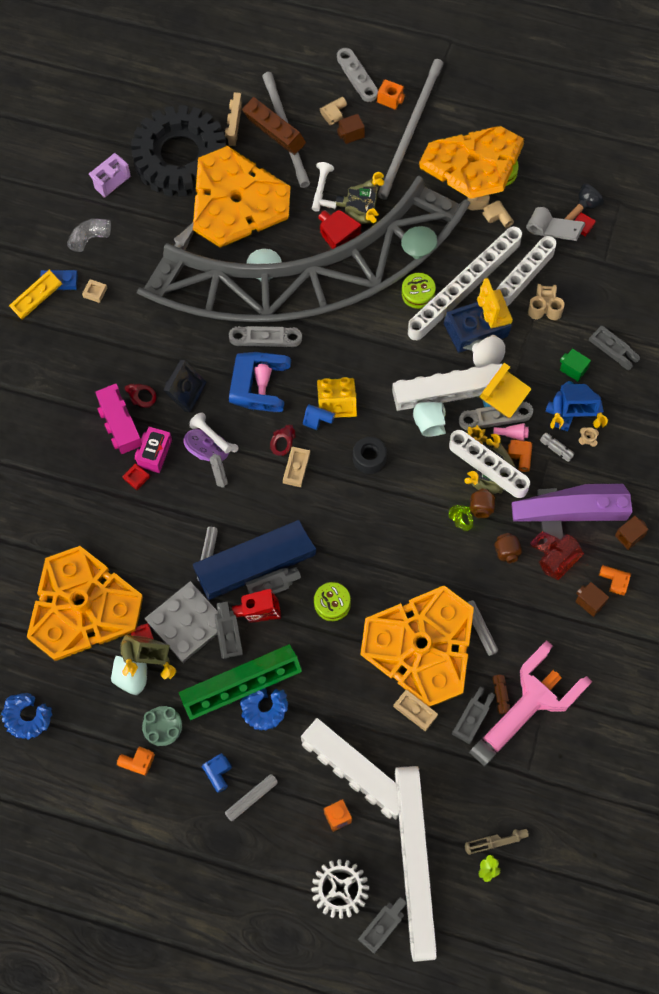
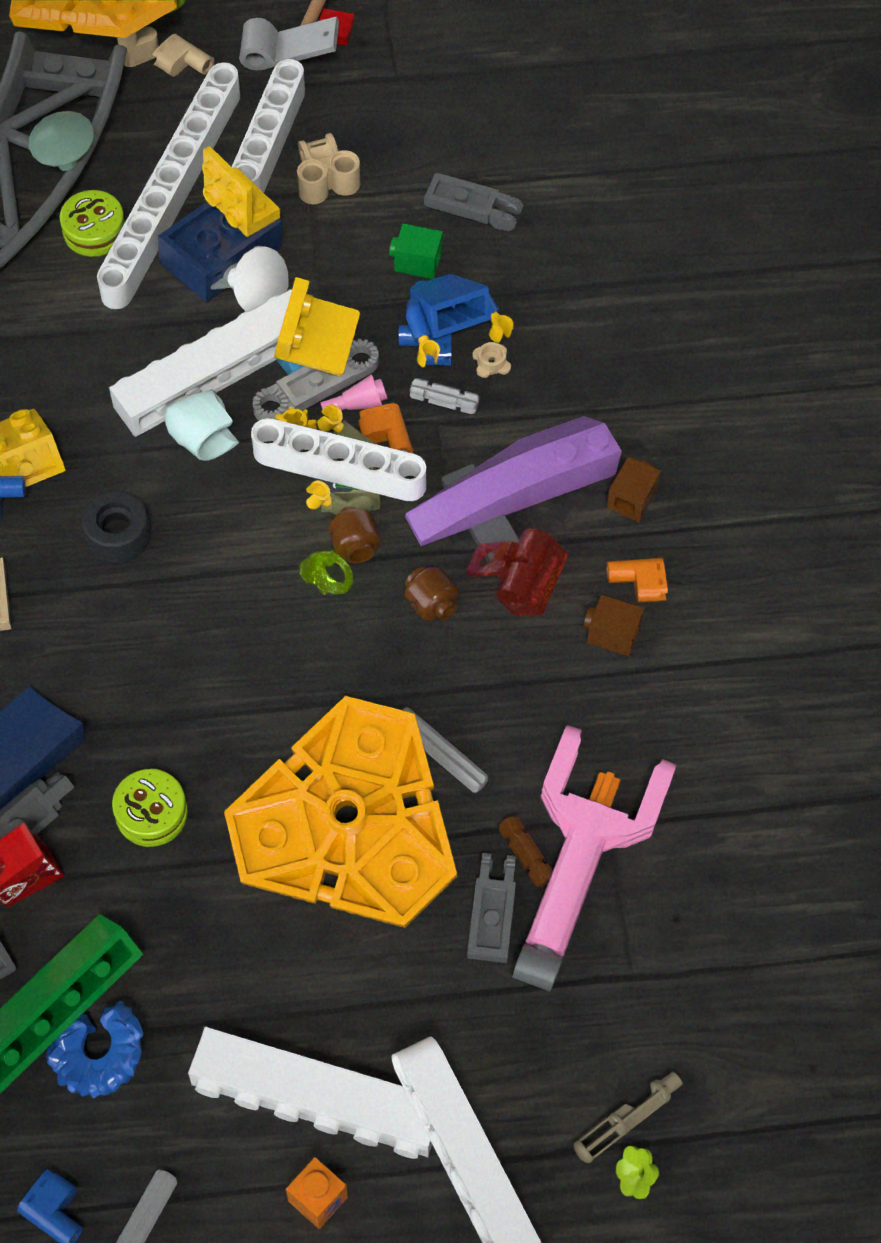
camera: 25 degrees left, 5 degrees down
(415, 710) = (383, 941): tan plate -> none

